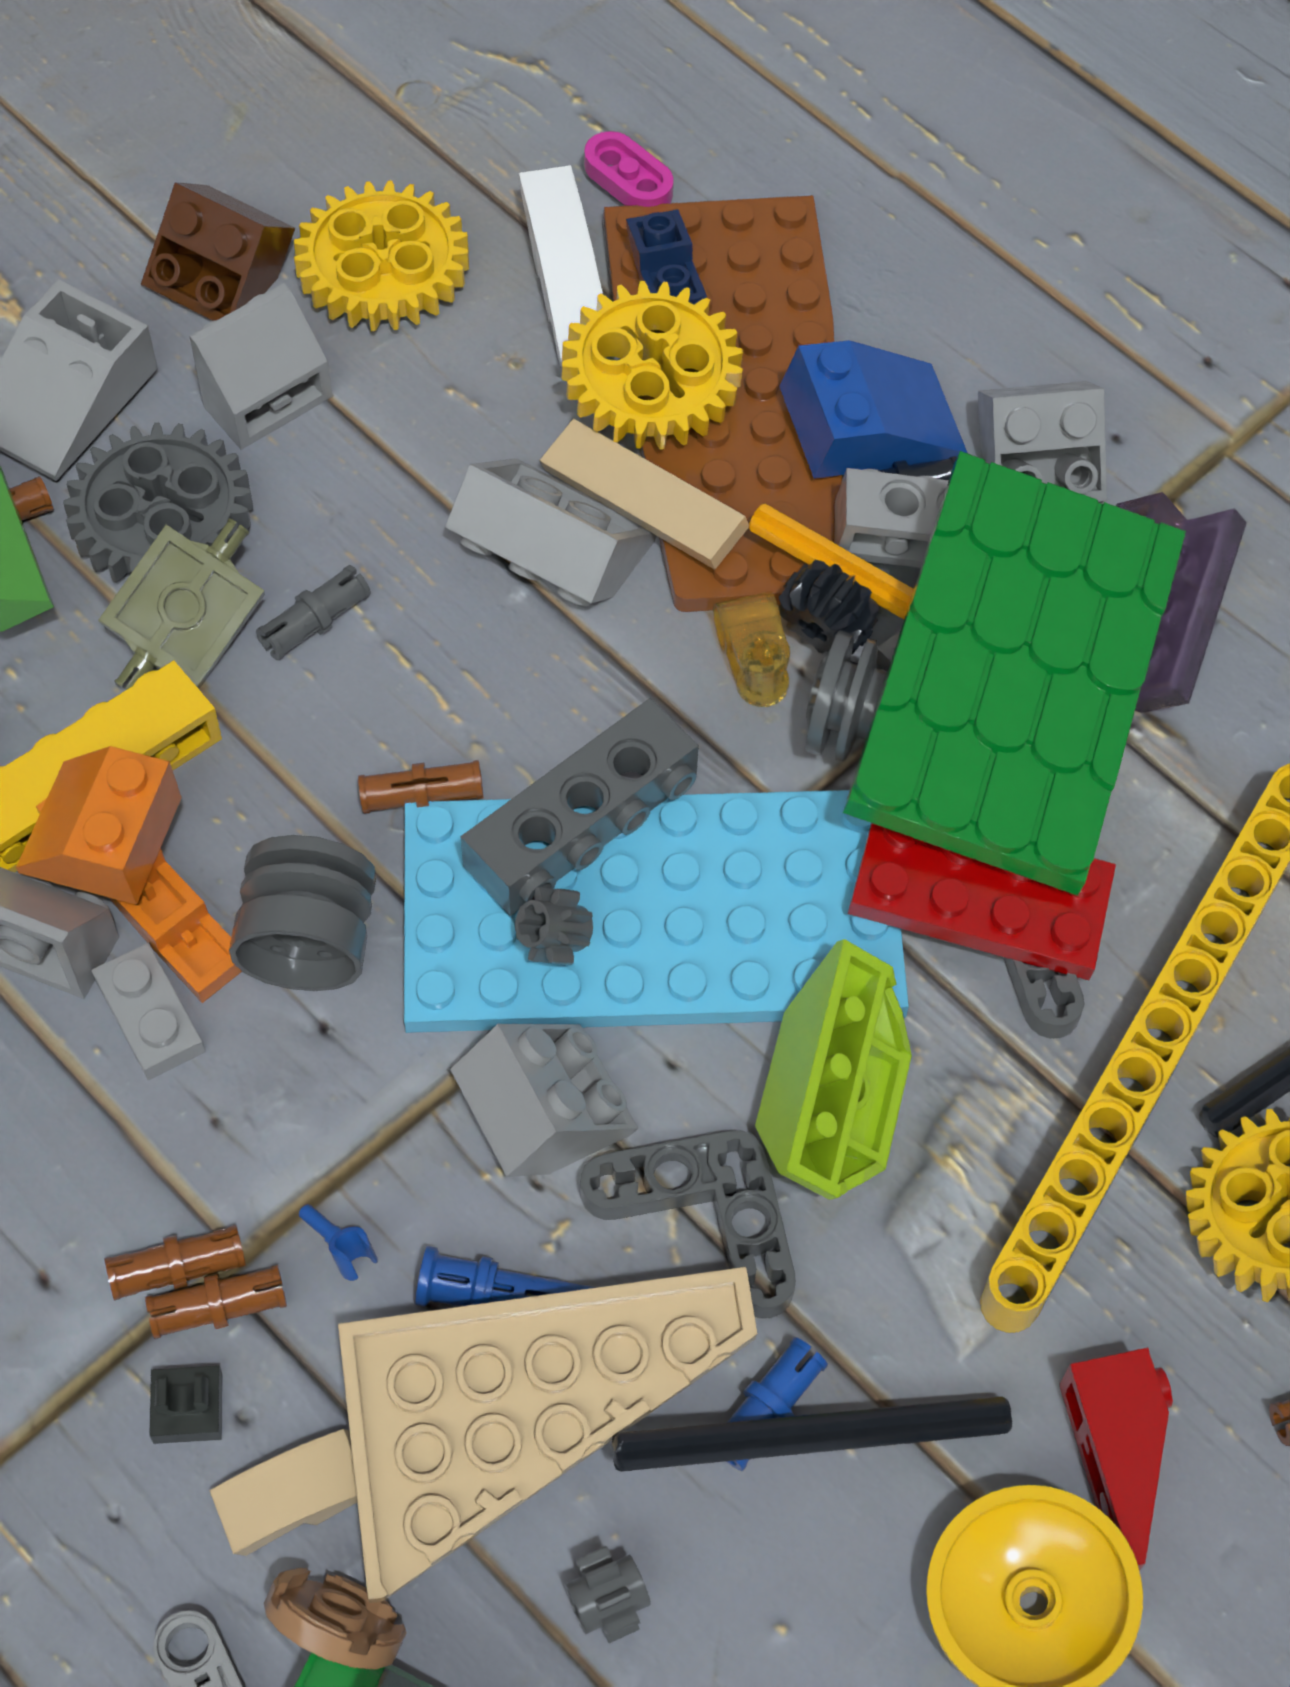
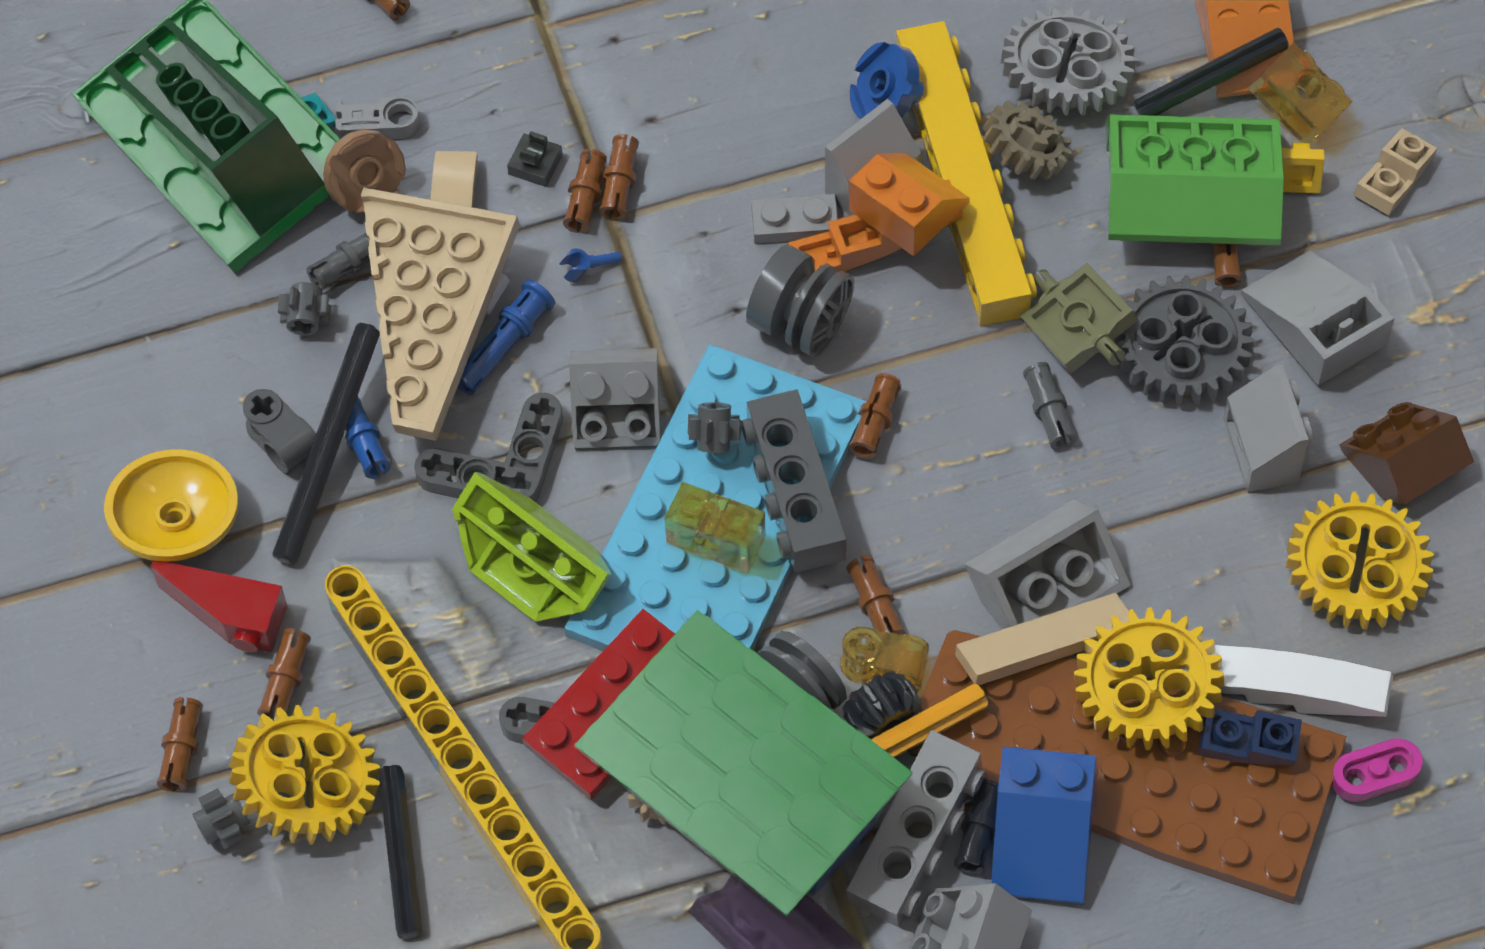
camera: 120 degrees right, 0 degrees up
(489, 1587) = (344, 260): none -> dark grey pin
(680, 687) = (874, 597): none -> dark orange pin
(699, 863) = (715, 527): none -> clear yellow brick
(823, 1517) = (277, 429): none -> dark grey piece
(1170, 1317) = (285, 672): none -> dark orange pin

